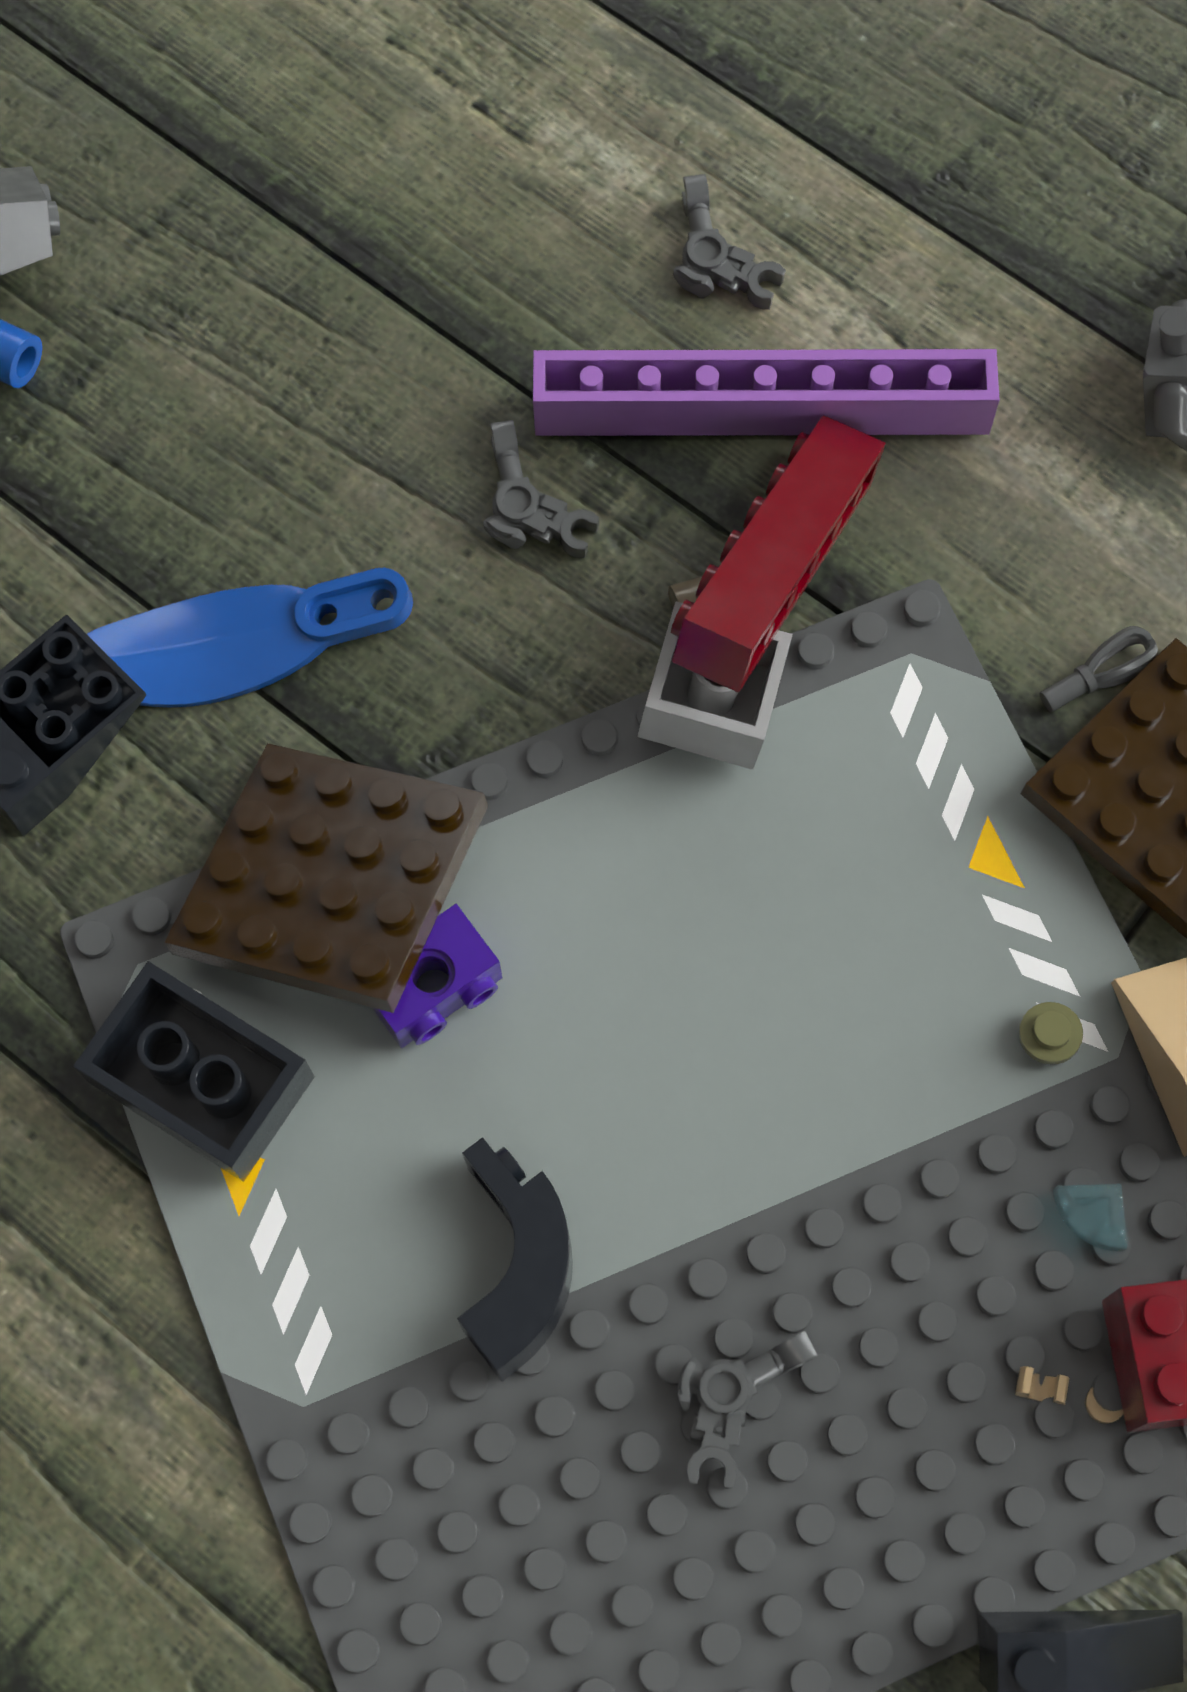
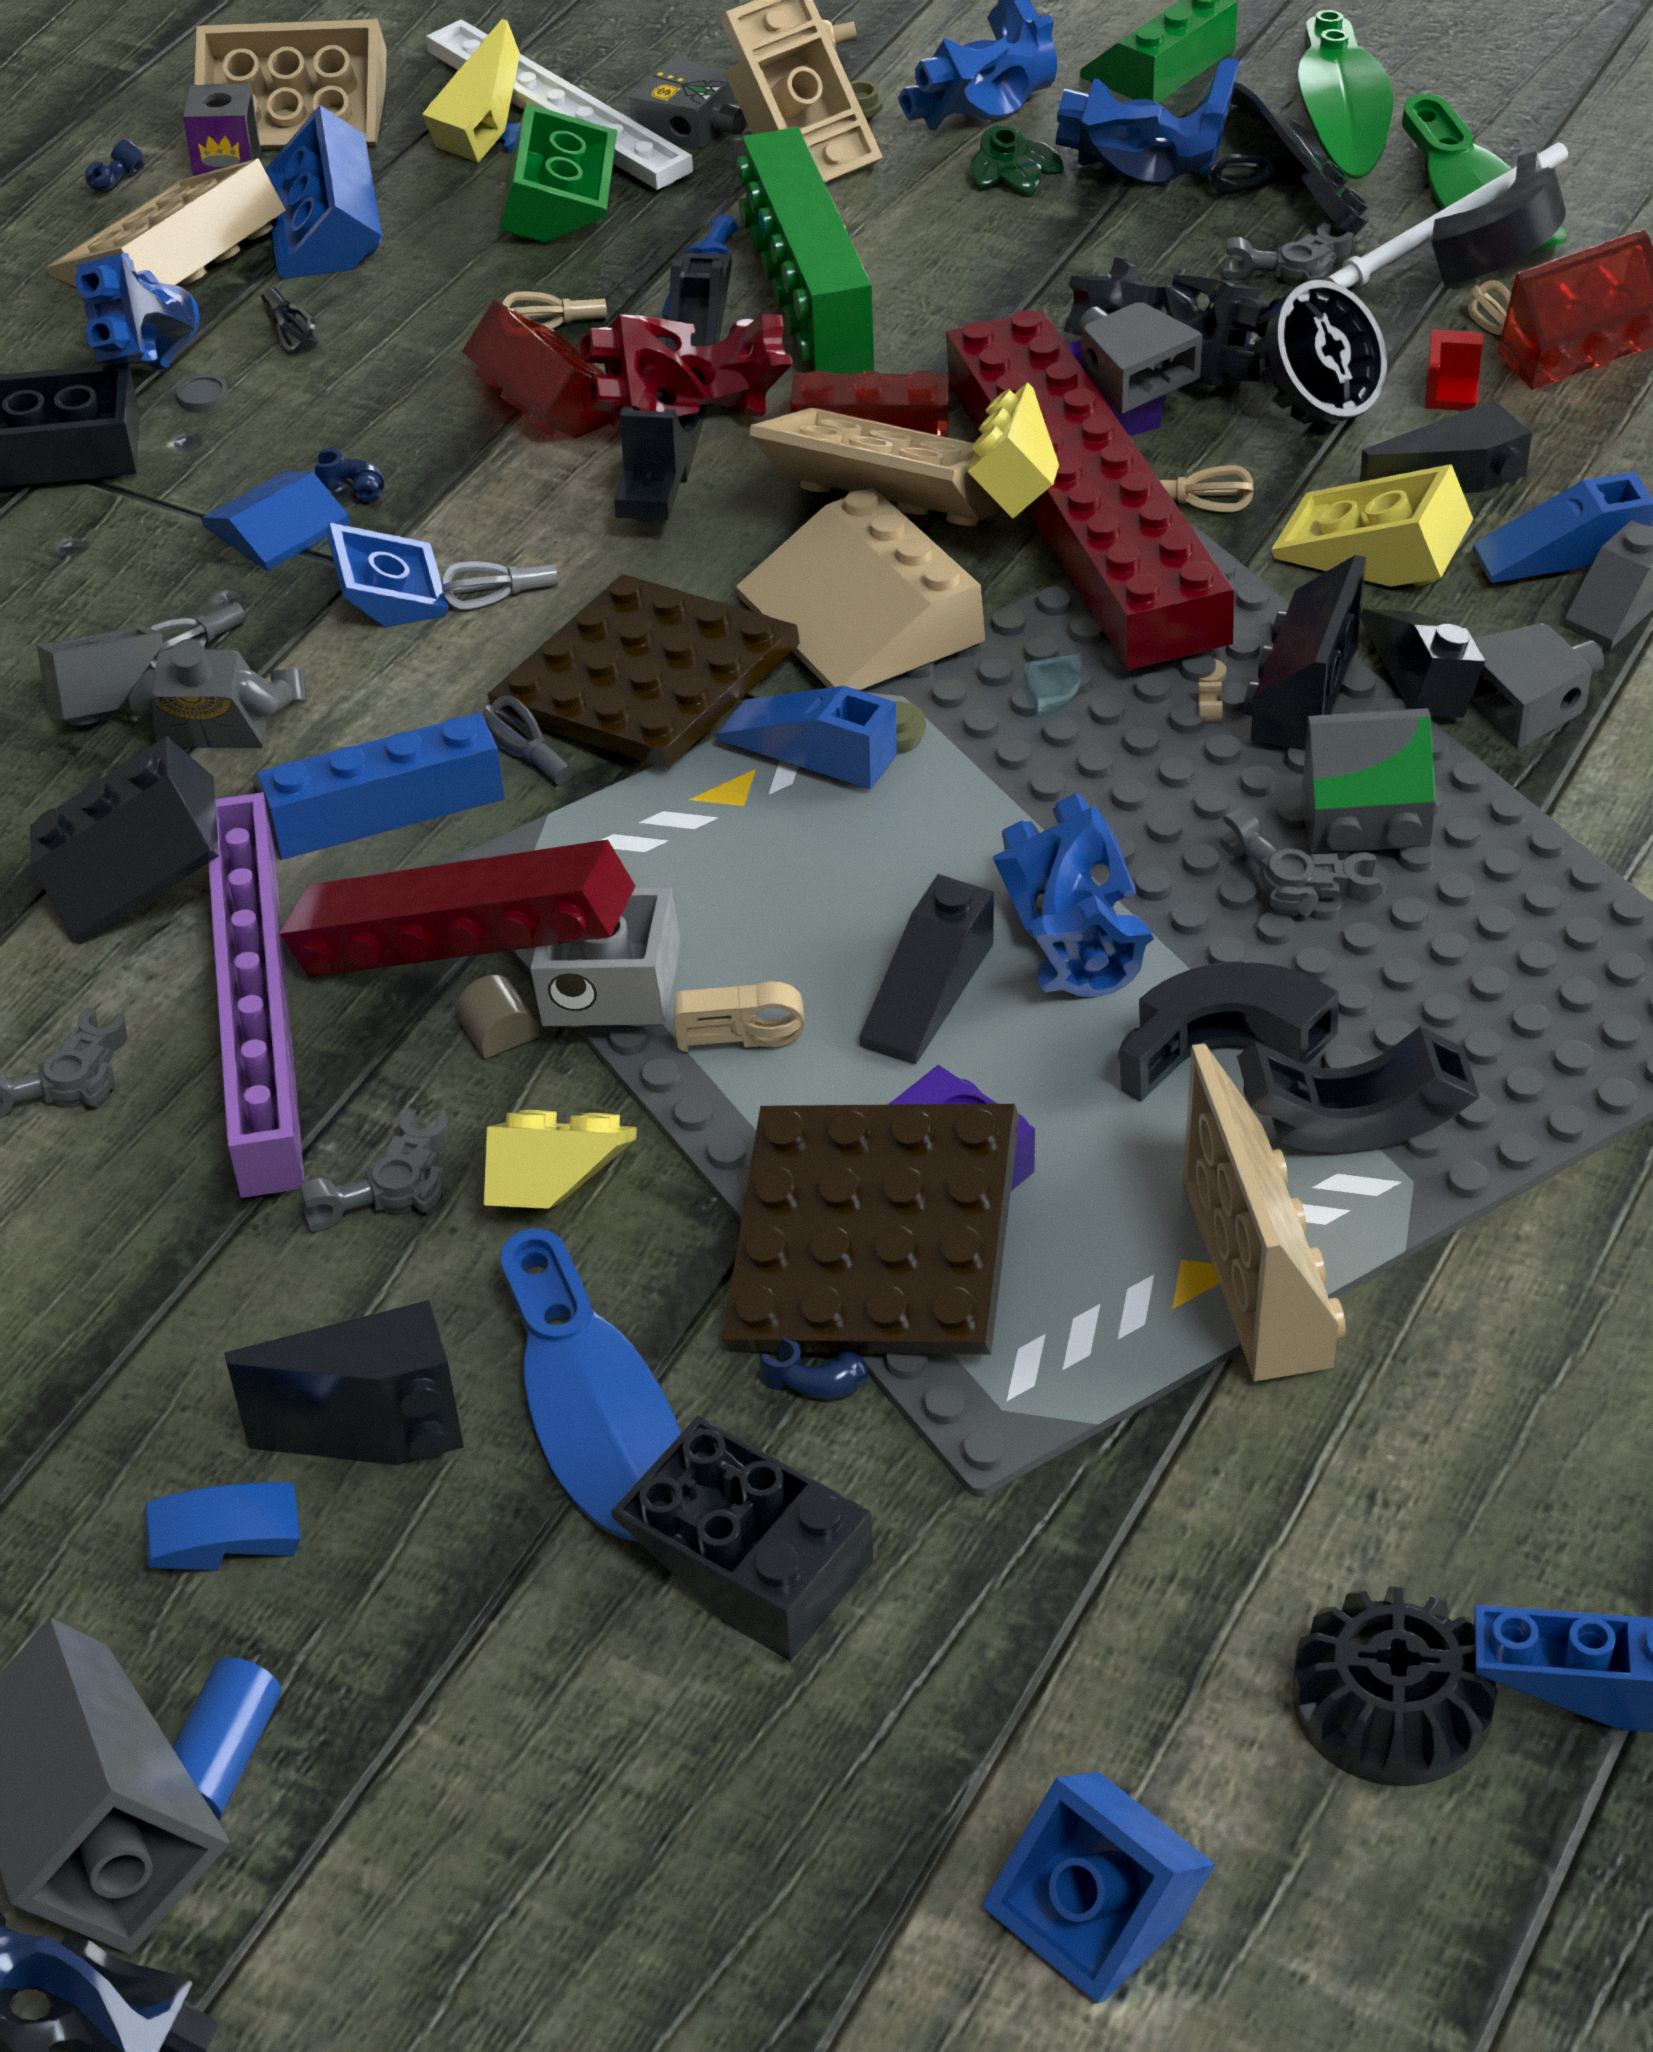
camera: 100 degrees left, 25 degrees down
(182, 354) = (205, 1523): none -> blue slope
(195, 1070) = (1117, 1289): black brick -> none
(206, 819) = (826, 1382): none -> dark blue arm
(215, 1207) = (1255, 1231): none -> tan slope
(250, 448) = (351, 1390): none -> black slope
(377, 1359) = (1361, 1105): none -> black arch
(506, 626) = (543, 1161): none -> light yellow slope
(633, 804) = (729, 1012): none -> tan piece
(663, 993) = (930, 967): none -> black slope
(738, 1161) = (1079, 931): none -> blue hips
(809, 1499) = (1368, 781): none -> dark grey slope
(964, 288) = (126, 838): none -> black slope
(1036, 937) = (821, 730): none -> blue slope
(1054, 1497) = (1308, 657): none -> black slope
(1057, 524) = (381, 785): none -> blue slope

